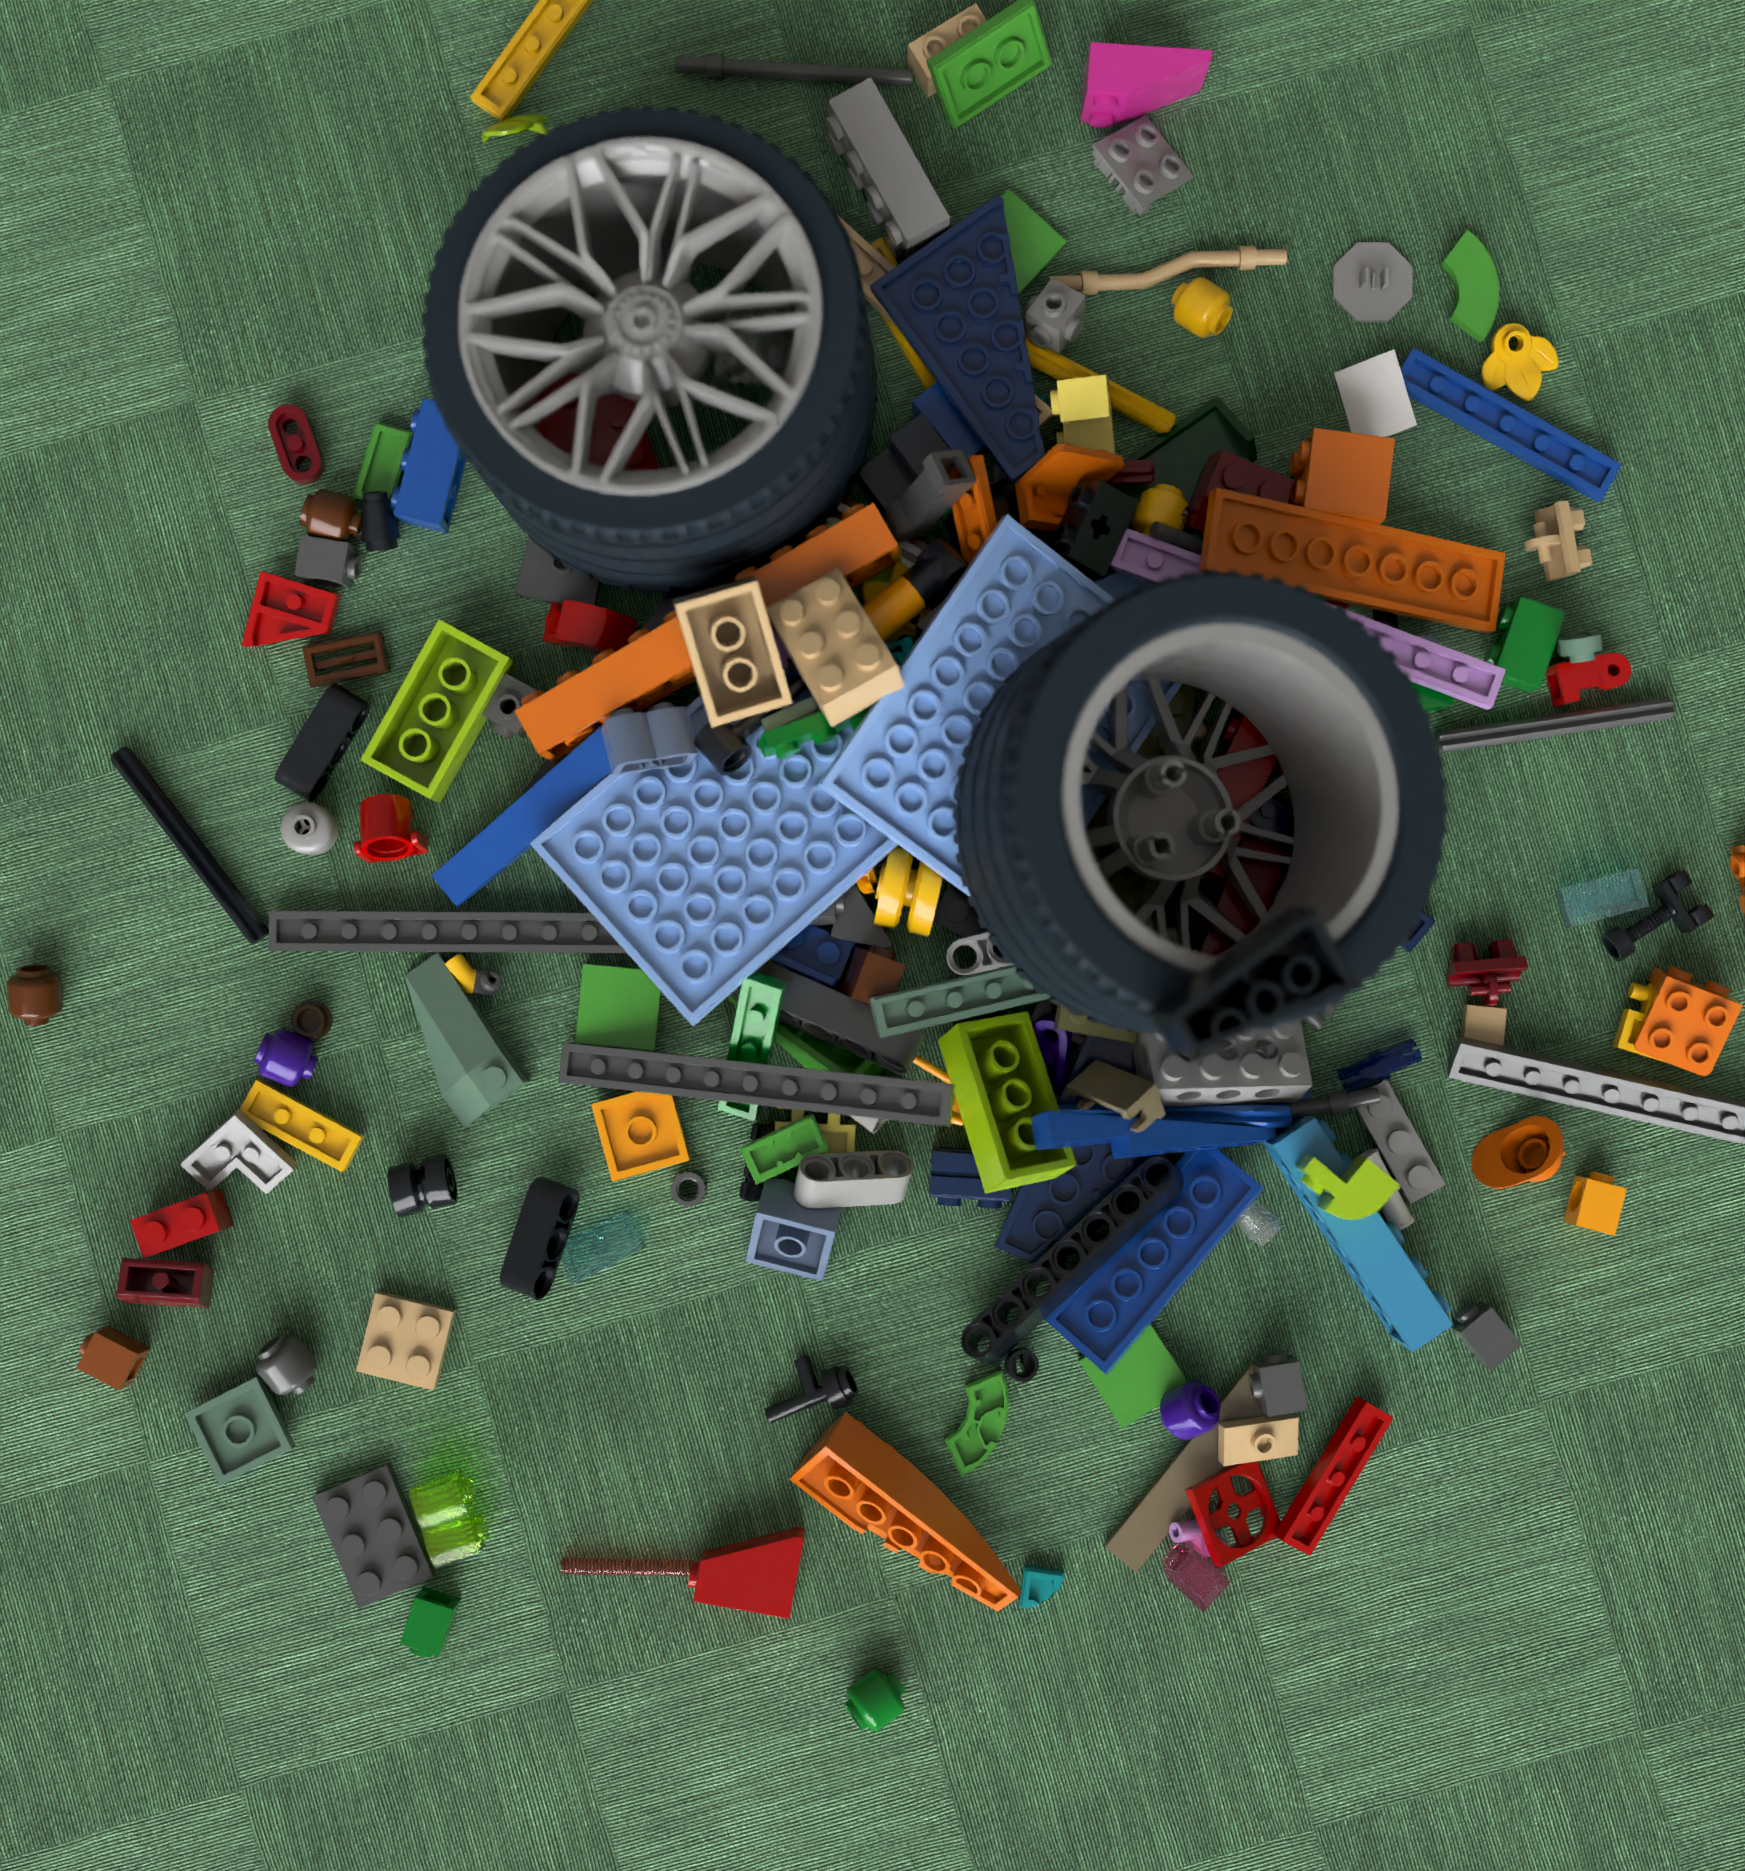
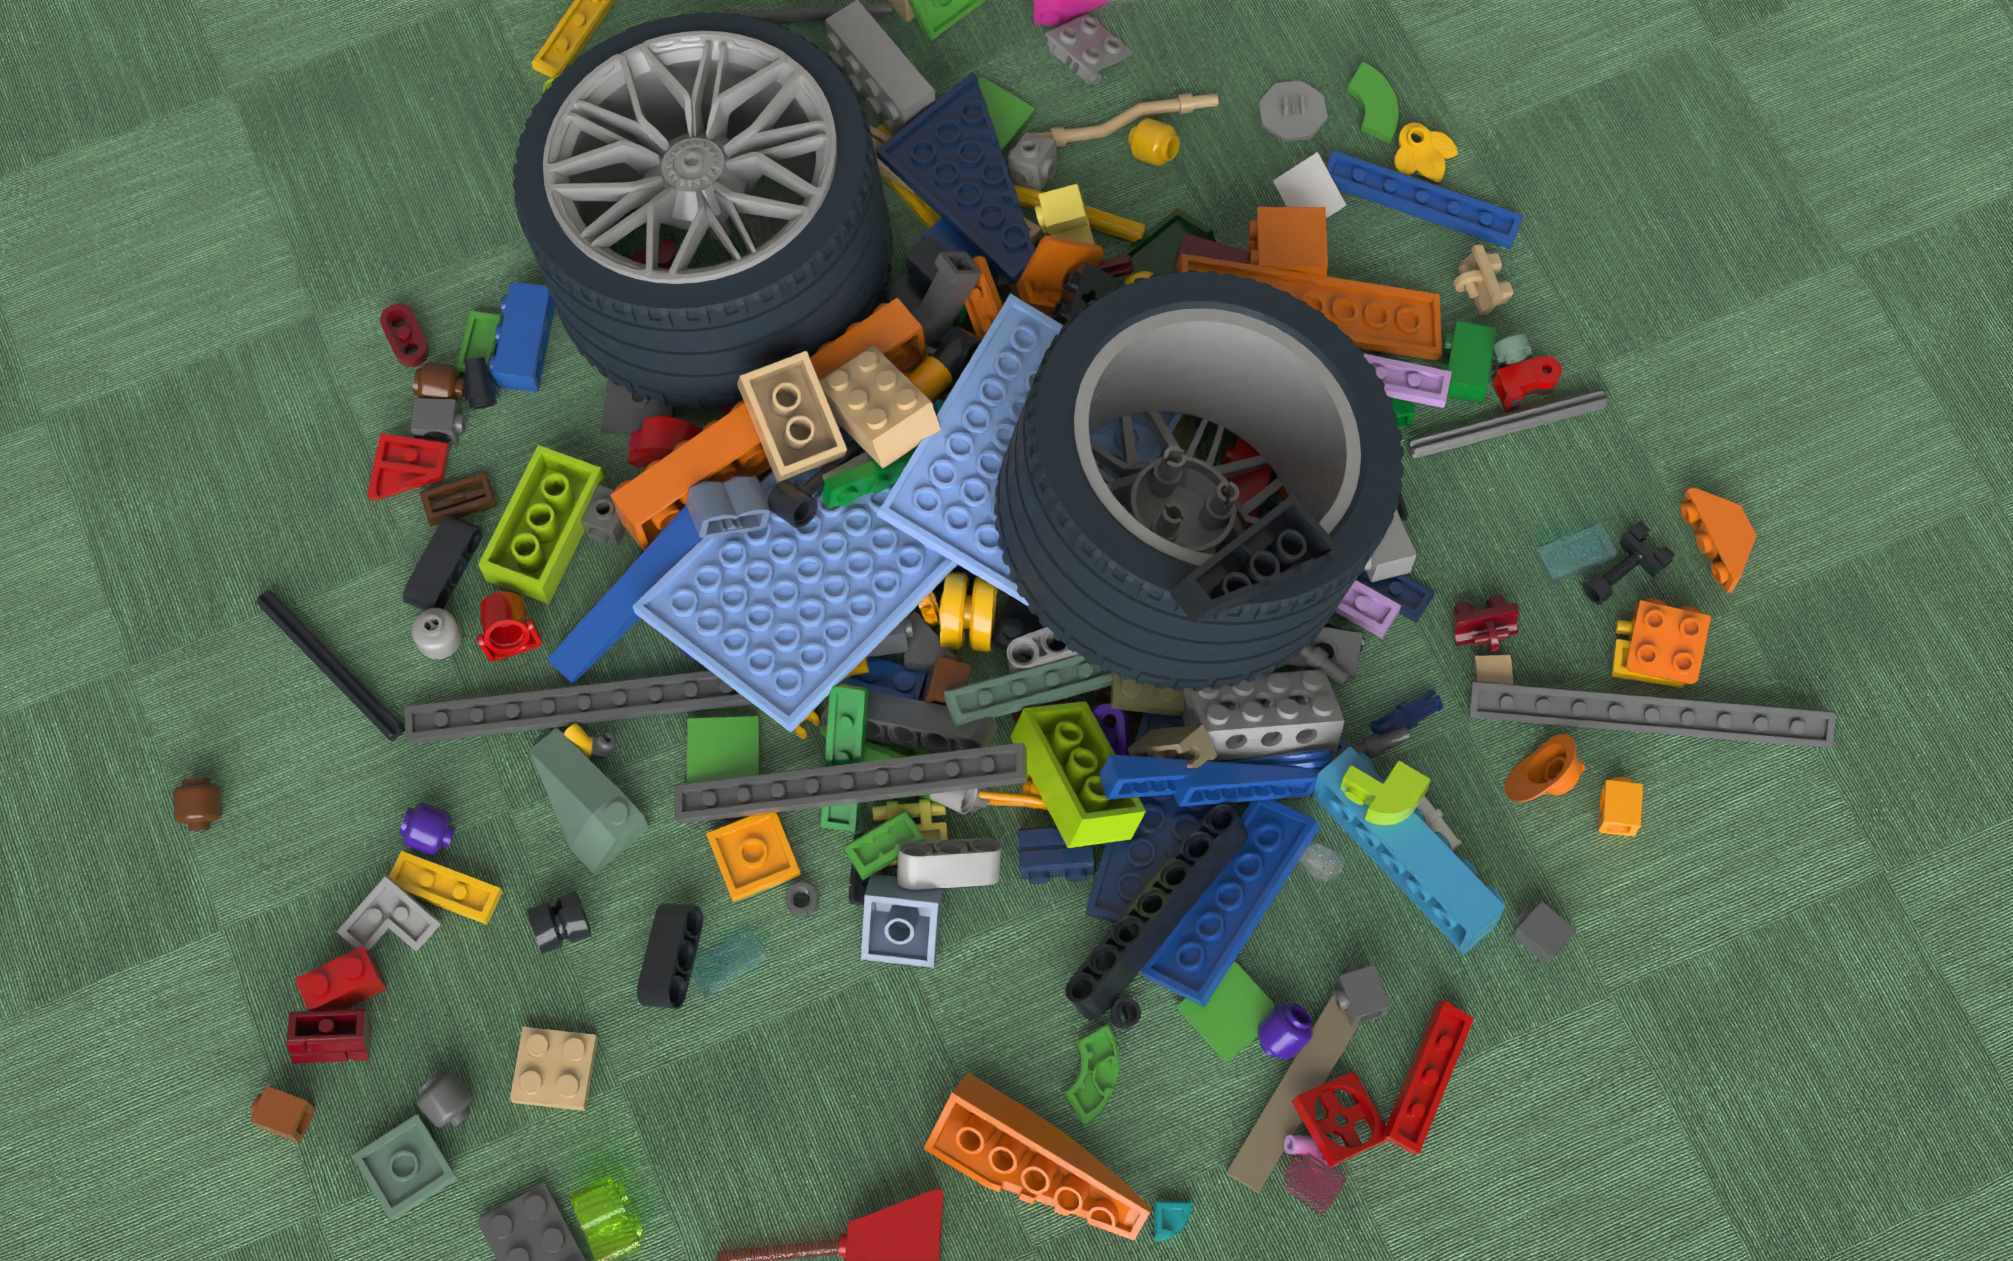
camera: 10 degrees left, 20 degrees down
(312, 1020) = (448, 796): dark brown plate -> none
(837, 1387) = (958, 1055): black piece -> none
(1258, 1439) = (1352, 1051): tan plate -> none
(1399, 1145) = (1445, 788): light grey plate -> none

